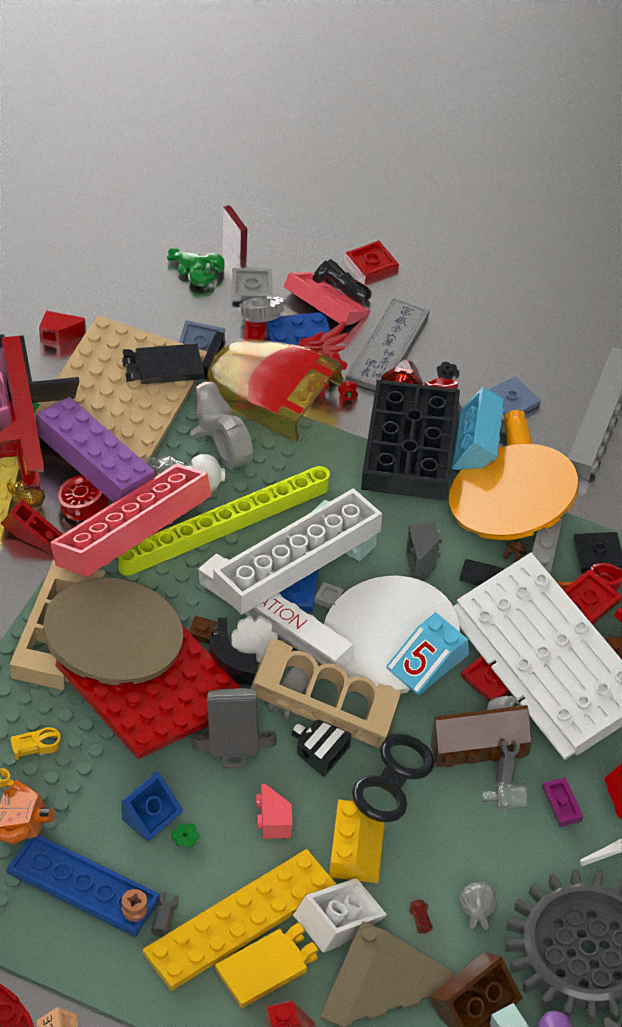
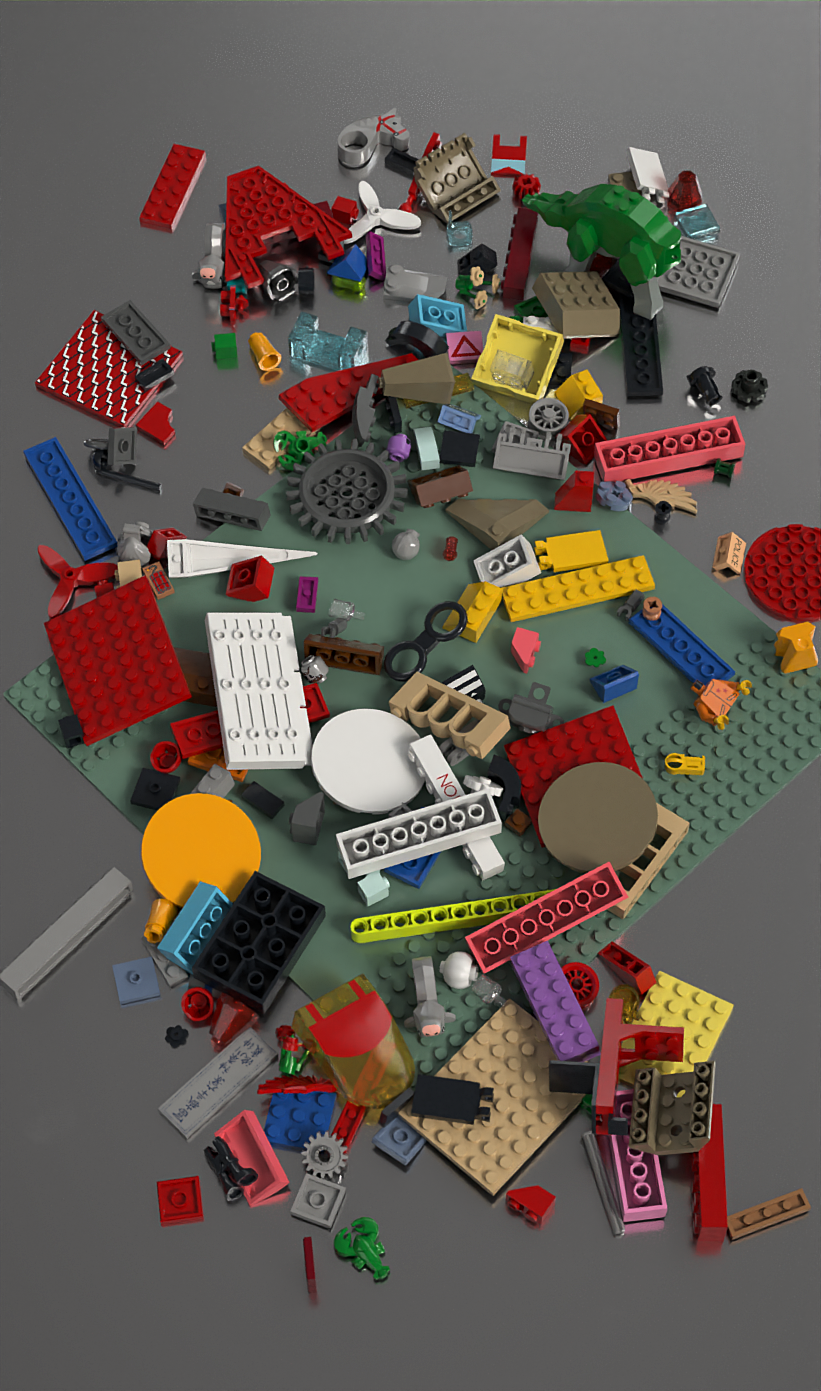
camera: 155 degrees left, 10 degrees up
(428, 654) = (352, 718): medium azure slope -> none

